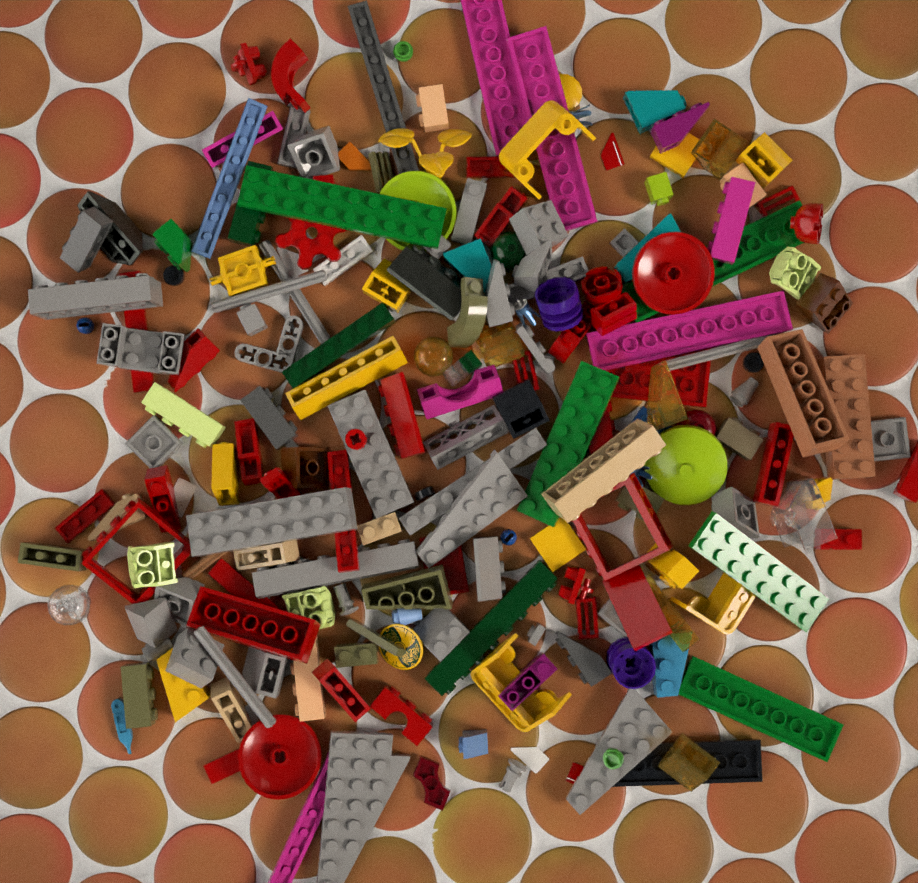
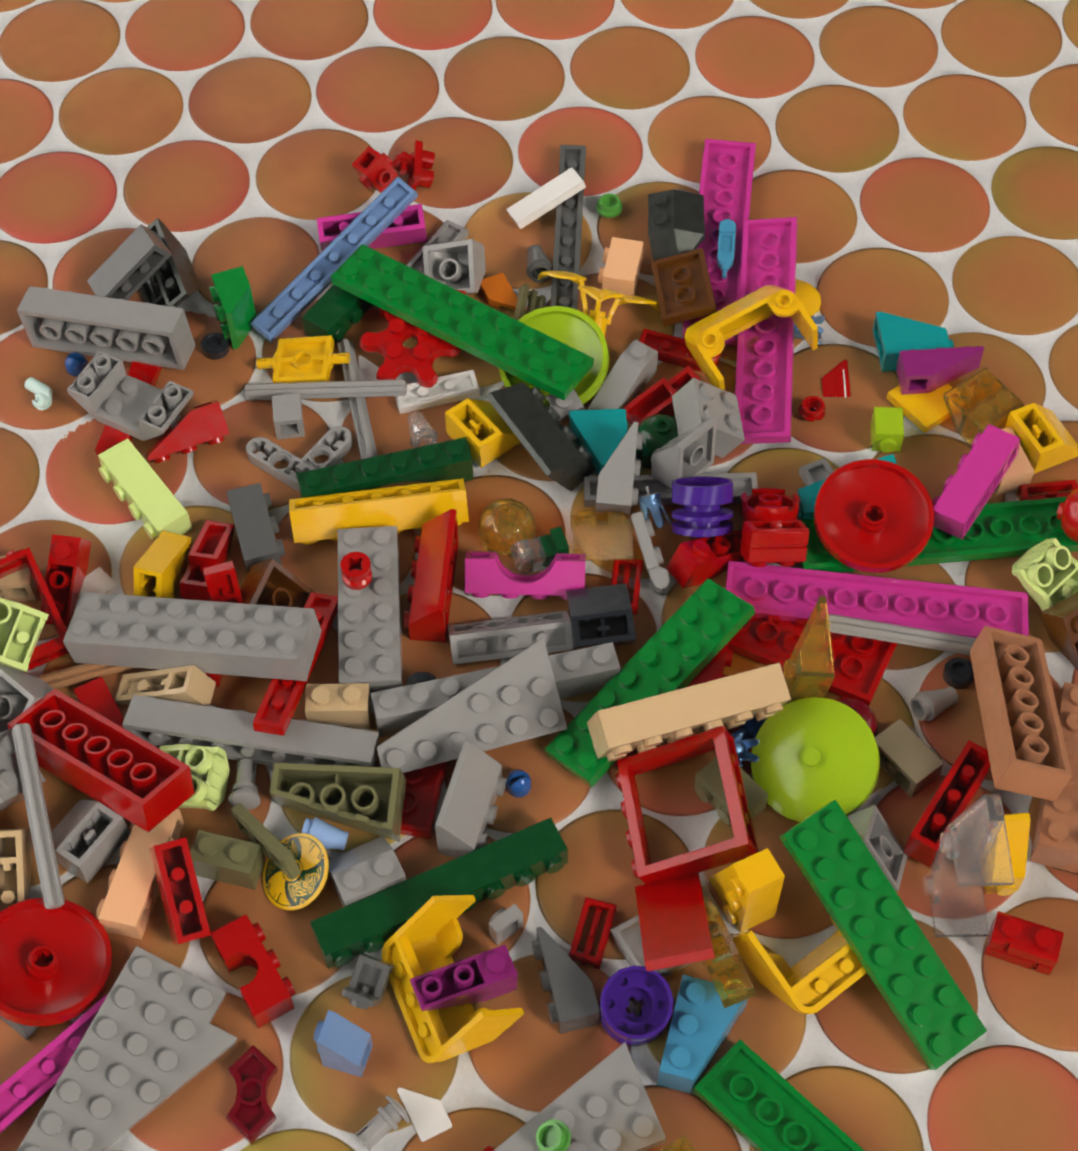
camera: 20 degrees right, 30 degrees down
(75, 359) = (42, 393): none -> light aqua arm
(154, 443) = (90, 514): light grey tile -> none
(221, 81) = (374, 169): none -> red brick
(284, 67) = (455, 182): red arch -> none
(347, 301) = (420, 430): none -> clear cone
(356, 63) = (546, 198): none -> white tile
(372, 125) = (537, 263): none -> dark grey cone
(458, 56) = (675, 222): none -> pearl dark grey wedge
(471, 699) = (368, 982): none -> dark grey bracket
(472, 314) = (574, 484): olive arch -> none
(484, 116) = (683, 287): none -> reddish brown plate
(501, 65) = (726, 246): none -> dark azure piece
(557, 544) = (587, 815): yellow tile -> none
(577, 575) = (598, 865): red hips -> none
(603, 182) = (816, 405): none -> red plate

